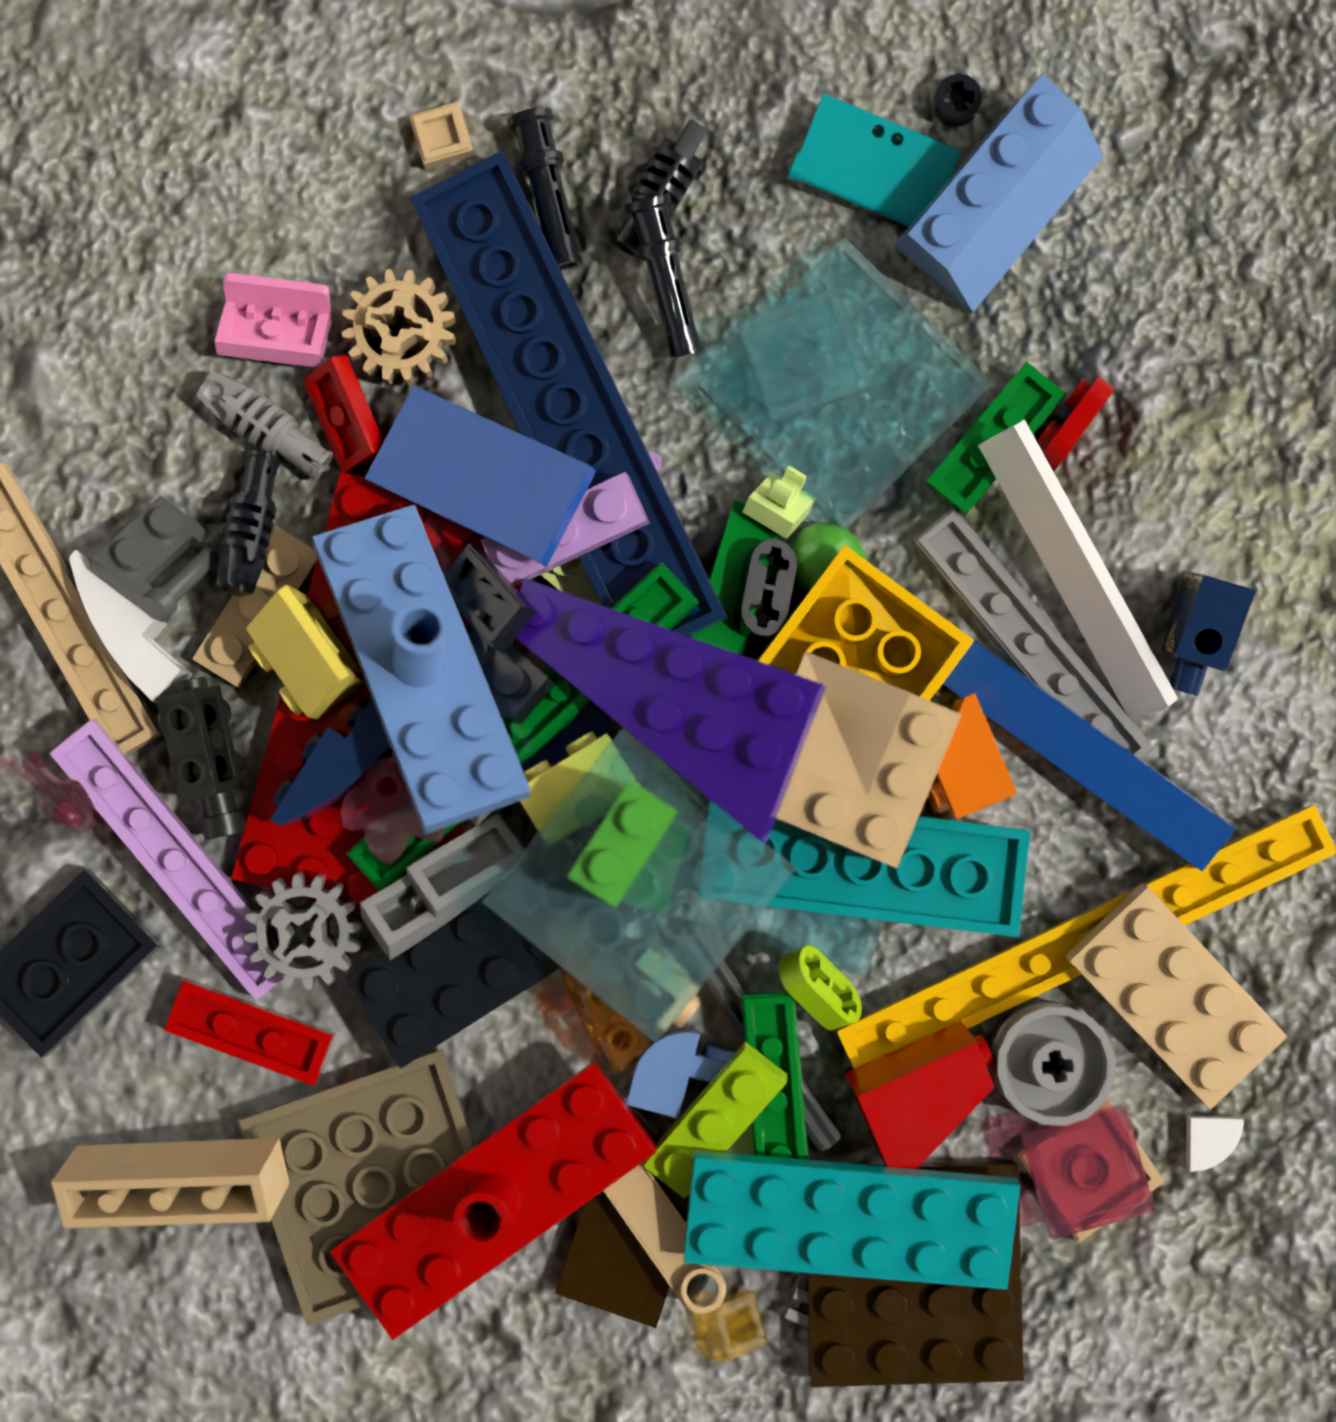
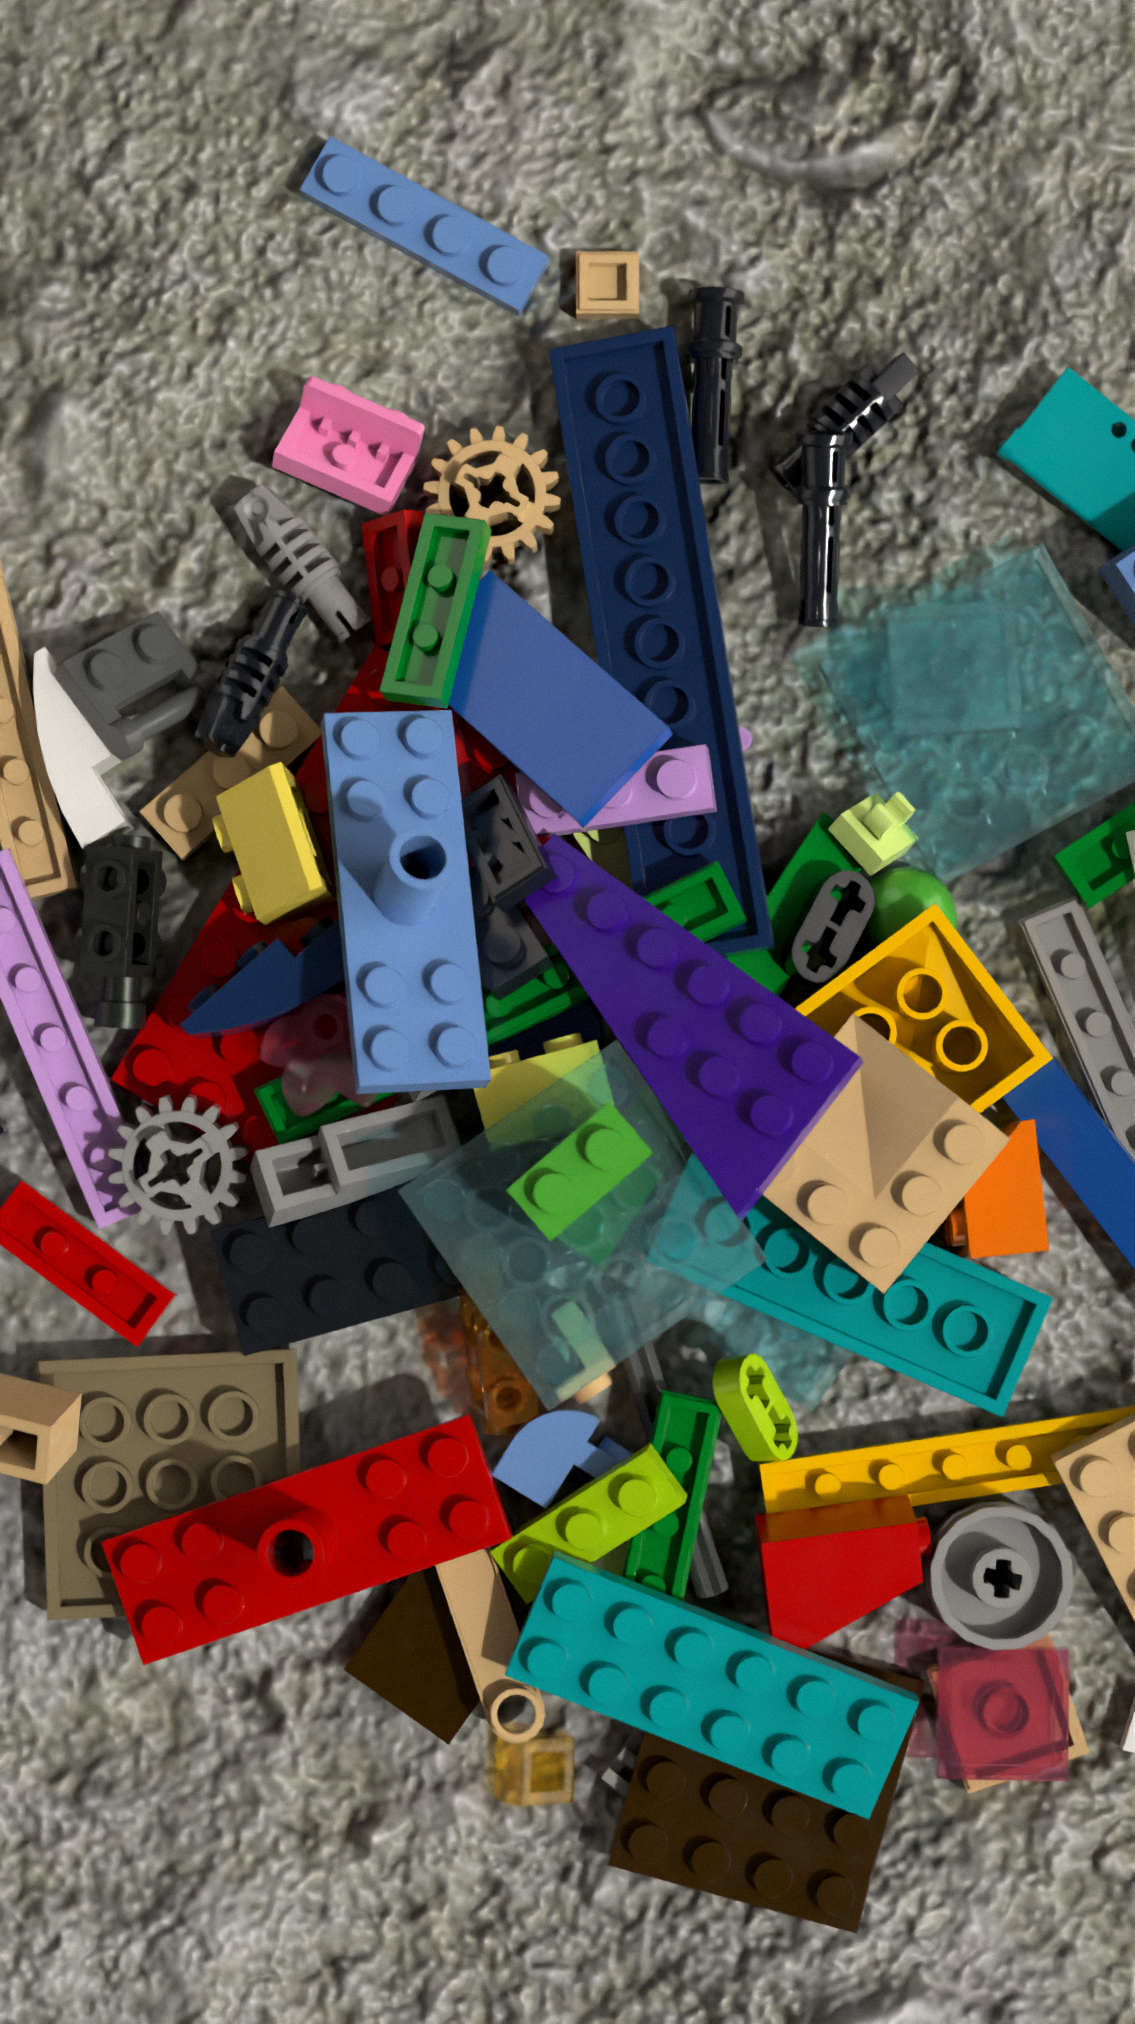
camera: 20 degrees right, 0 degrees up
(283, 130) = (424, 226): none -> medium blue plate
(379, 429) = (435, 610): none -> green plate

